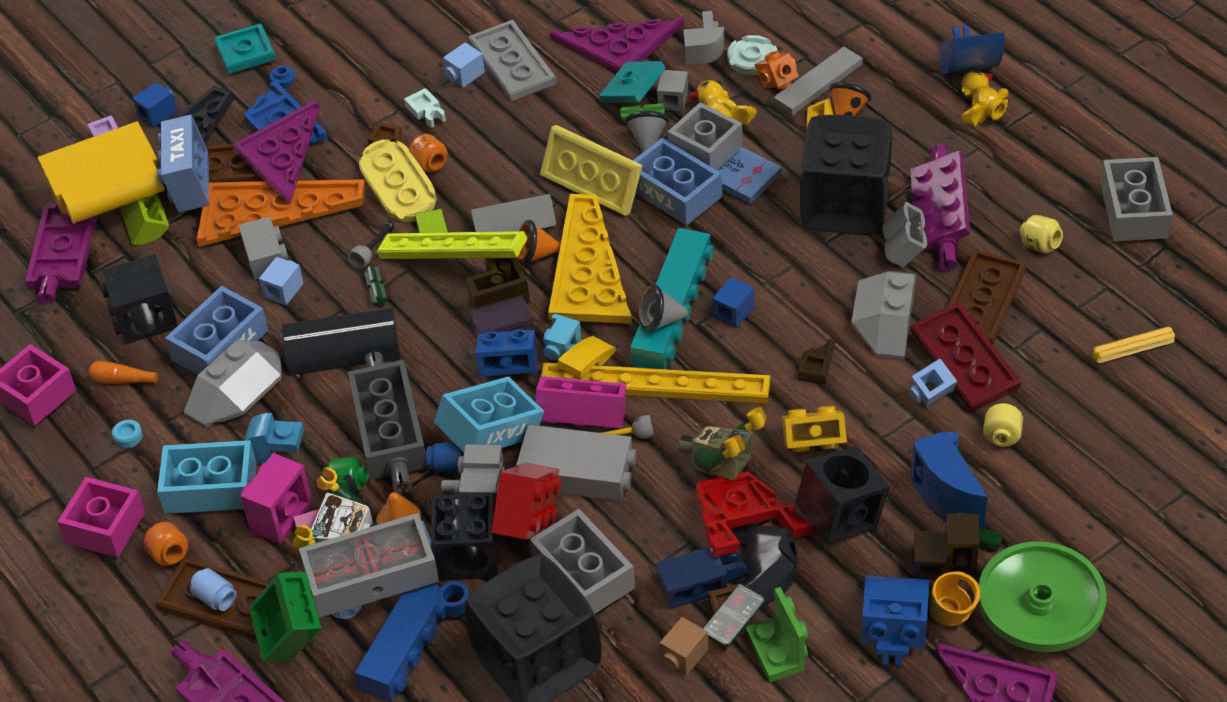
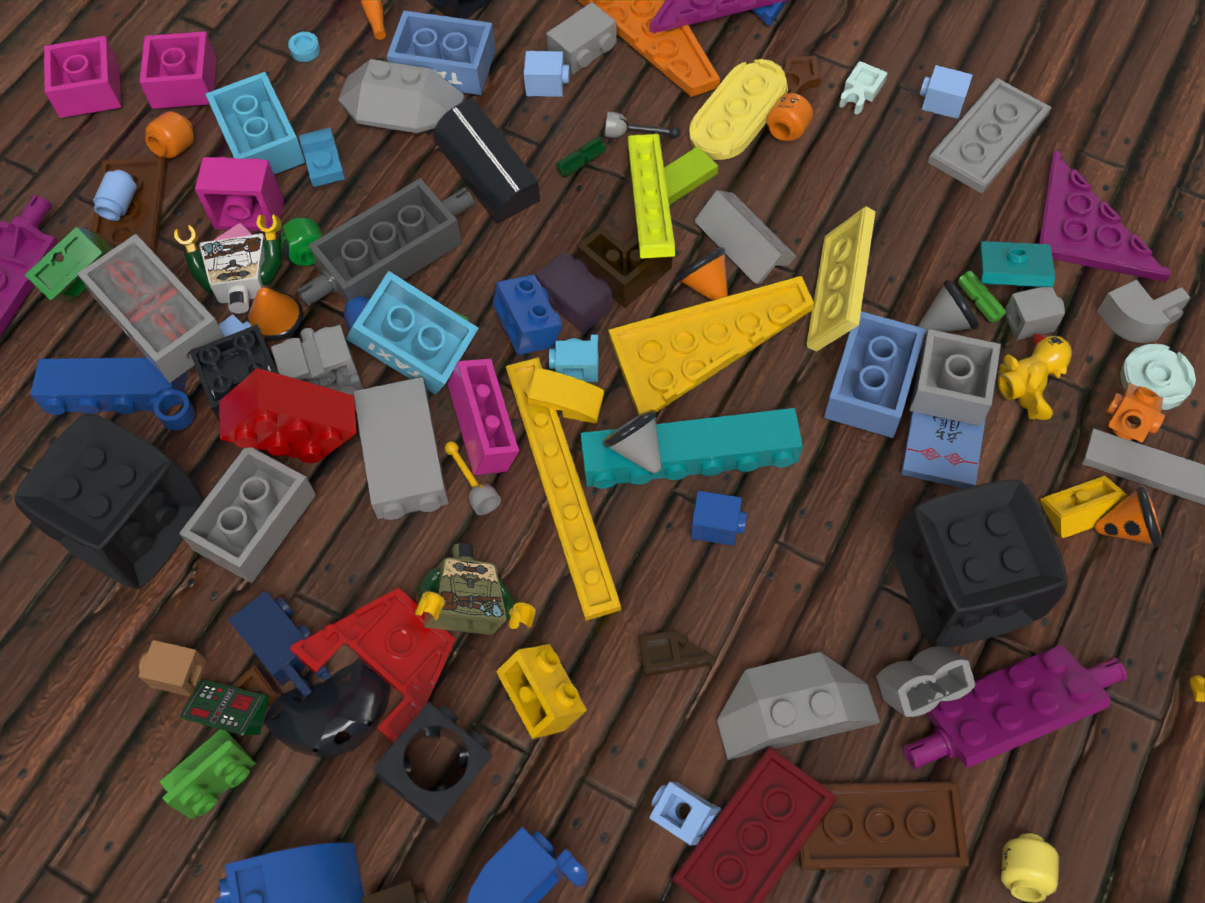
camera: 65 degrees right, 15 degrees up
(56, 590) = (82, 76): none -> dark pink brick

